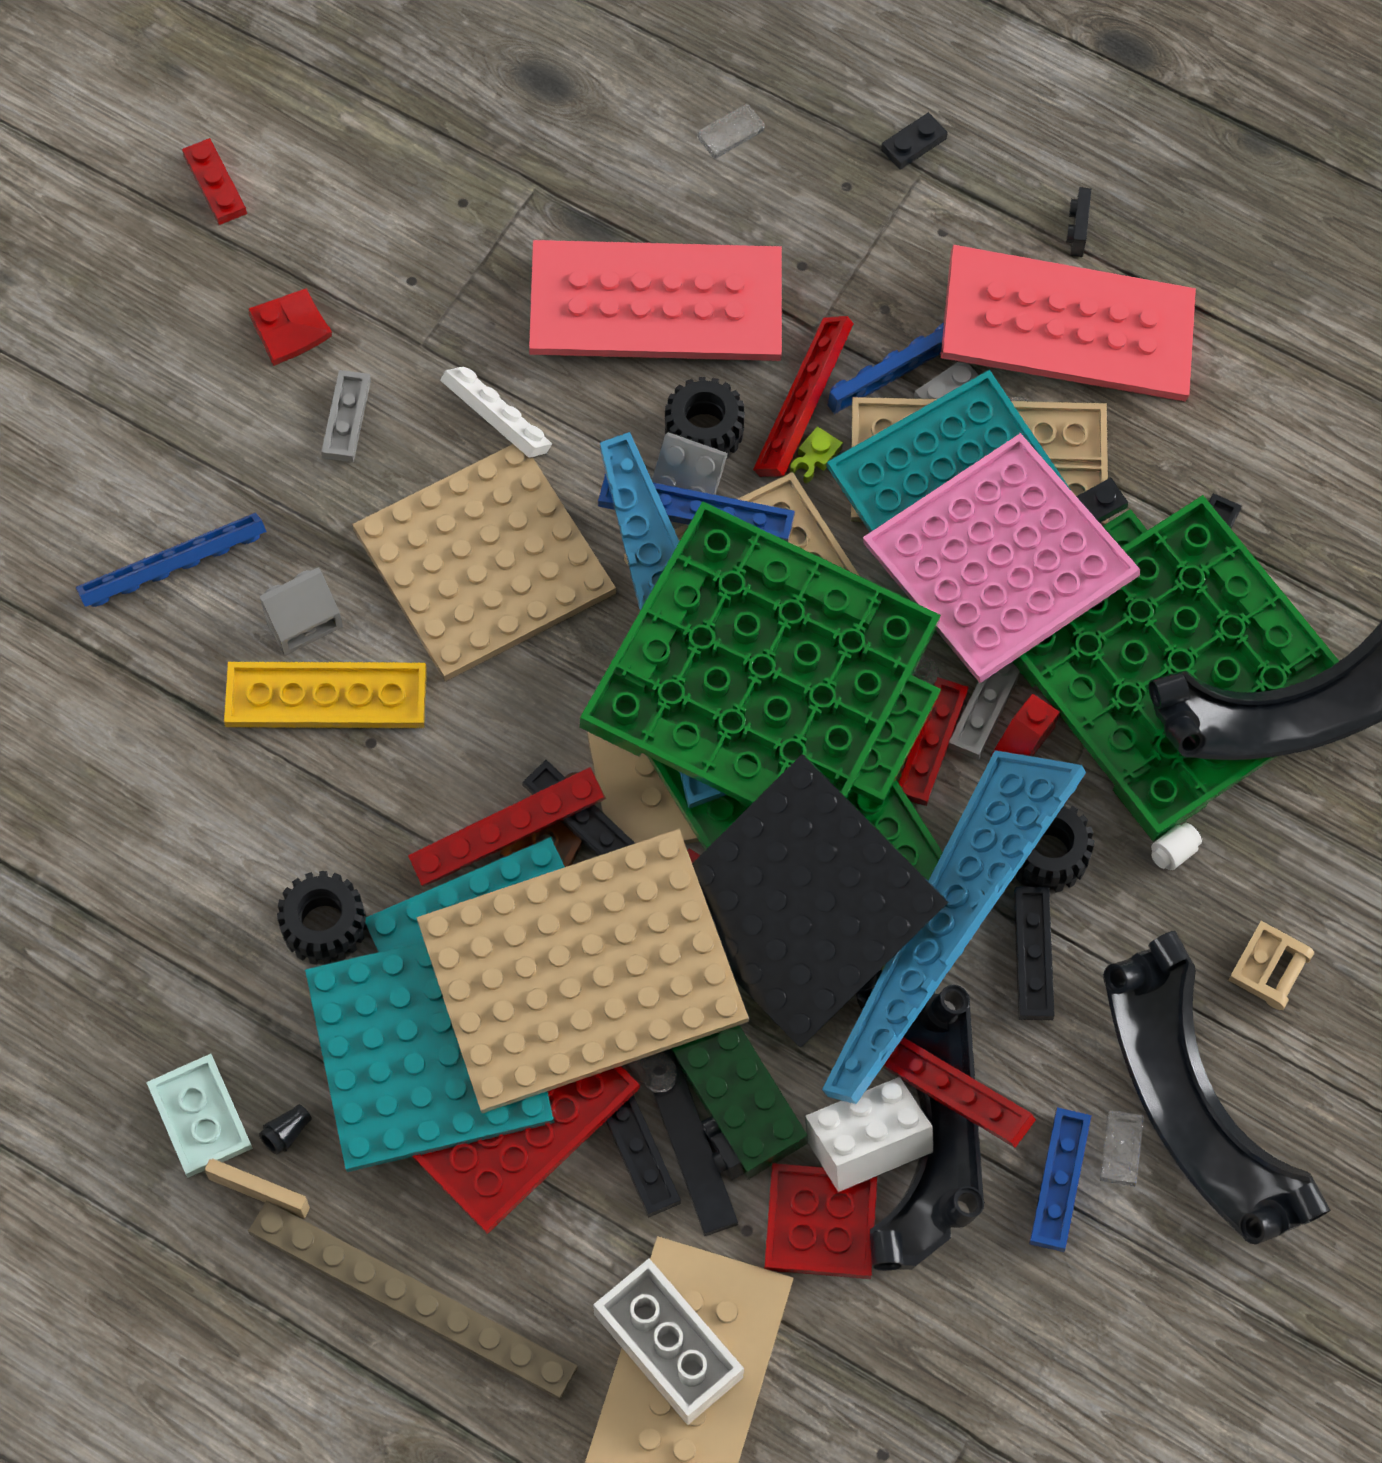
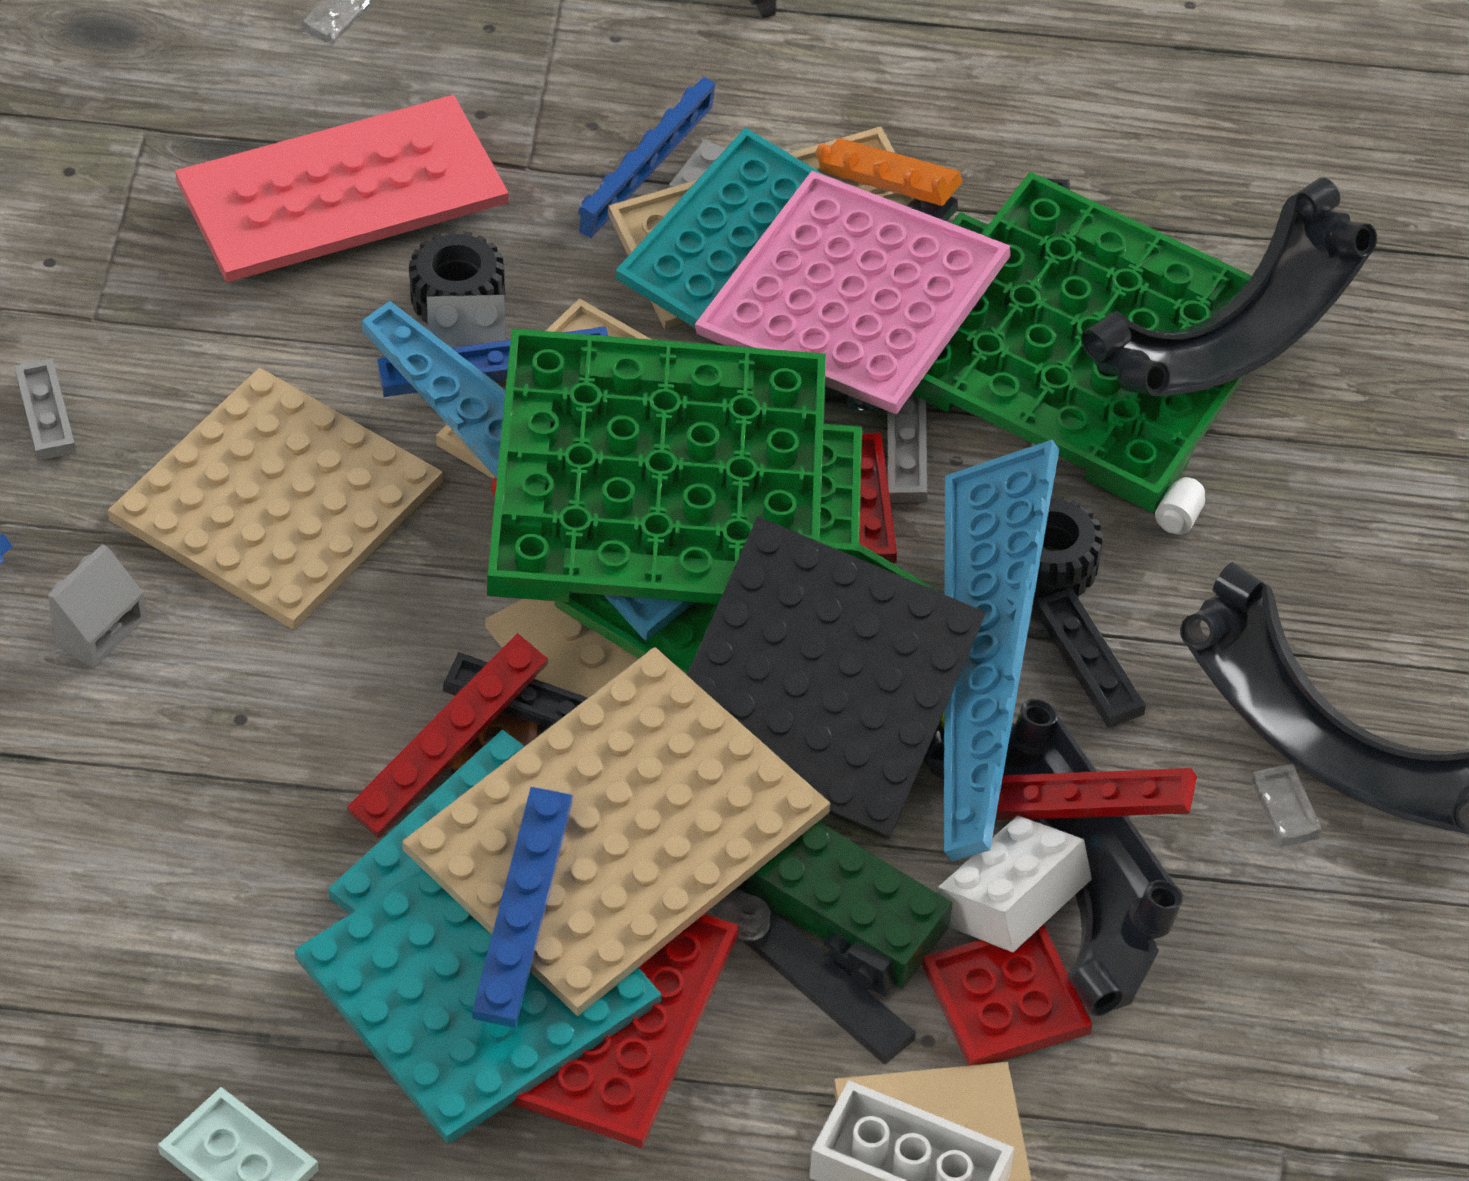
camera: 25 degrees left, 15 degrees down
(283, 1130) = (347, 1135): black cone -> none
(312, 894) = (274, 875): black tyre -> none
(325, 694) = (164, 685): yellow plate -> none
(475, 1012) = (522, 907): none -> blue plate
(496, 412) = (202, 343): white plate -> none
(642, 1159) = (776, 1009): black plate -> none
(803, 396) = (552, 228): red plate -> none
(816, 451) = (593, 275): lime plate -> none
(1029, 728) = (966, 443): red slope -> none
(1060, 1180) = (1239, 859): blue plate -> none
(1069, 323) = (798, 70): coral plate -> none
(1085, 454) = (888, 171): none -> orange hinge
(1262, 957) = (1328, 580): tan plate -> none

